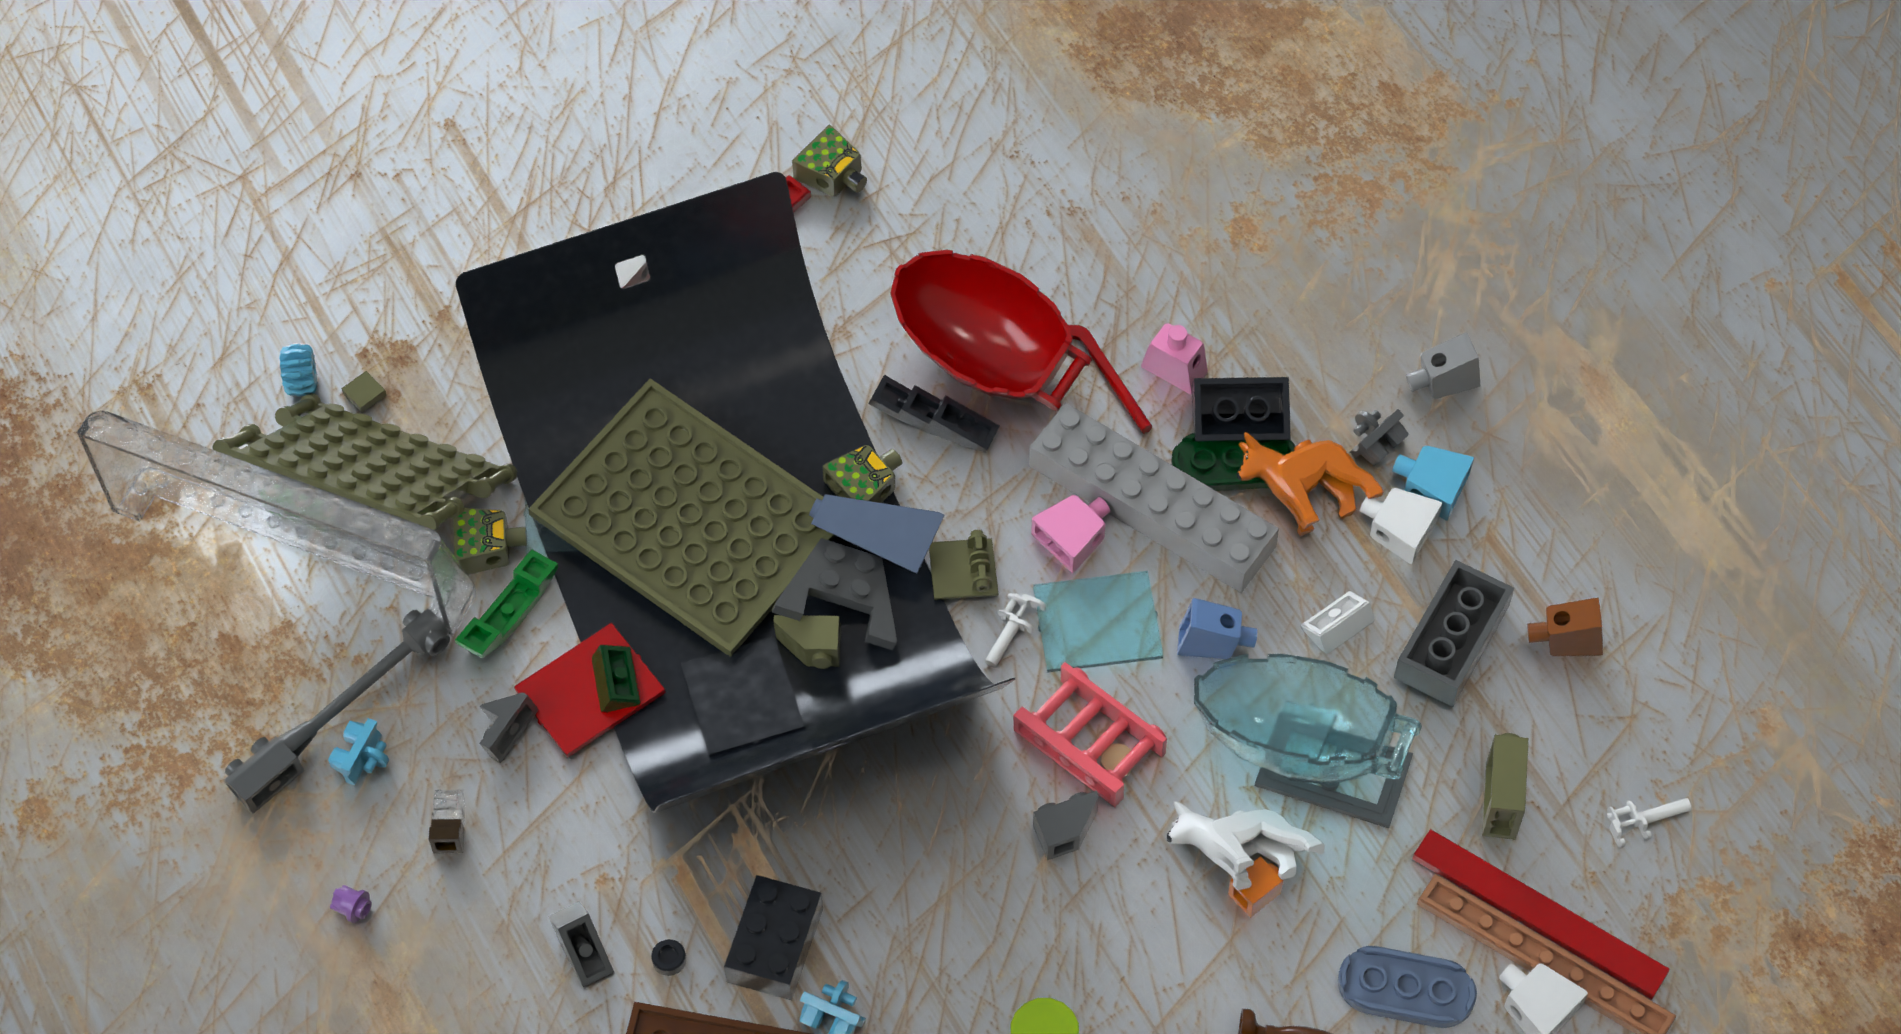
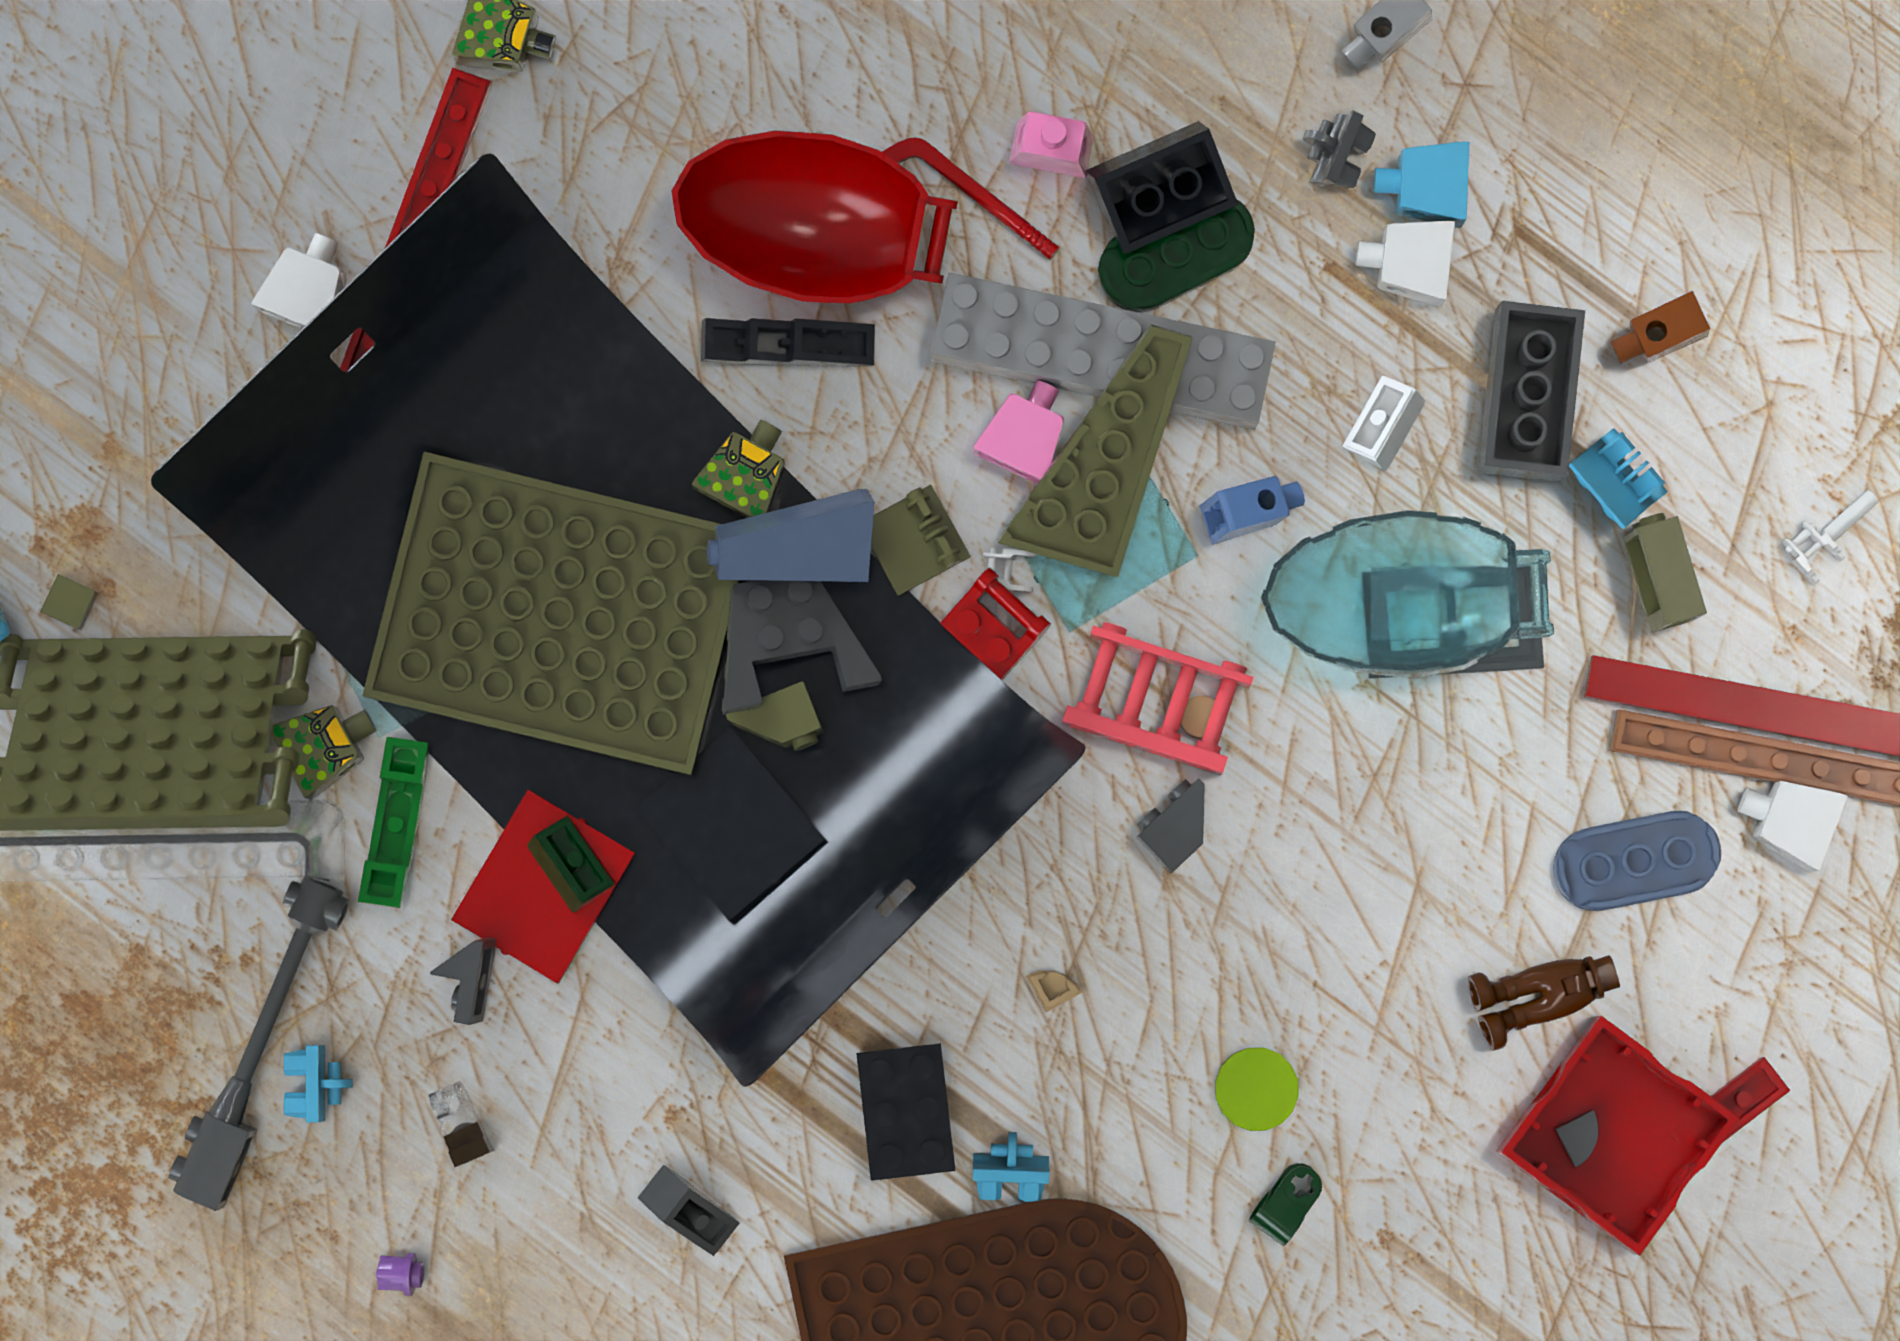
camera: 25 degrees left, 25 degrees up
(668, 957) = (793, 1179): black tile -> none
(924, 902) = (1052, 988): none -> tan tile
(985, 643) = (985, 633): none -> red plate
(1112, 567) = (1098, 480): none -> olive wing
(1237, 837) = (1382, 766): white animal -> none
(1264, 888) = (1425, 812): orange brick -> none
(1300, 471) = (1268, 246): orange animal -> none
(1496, 709) = (1614, 481): none -> medium azure hinge

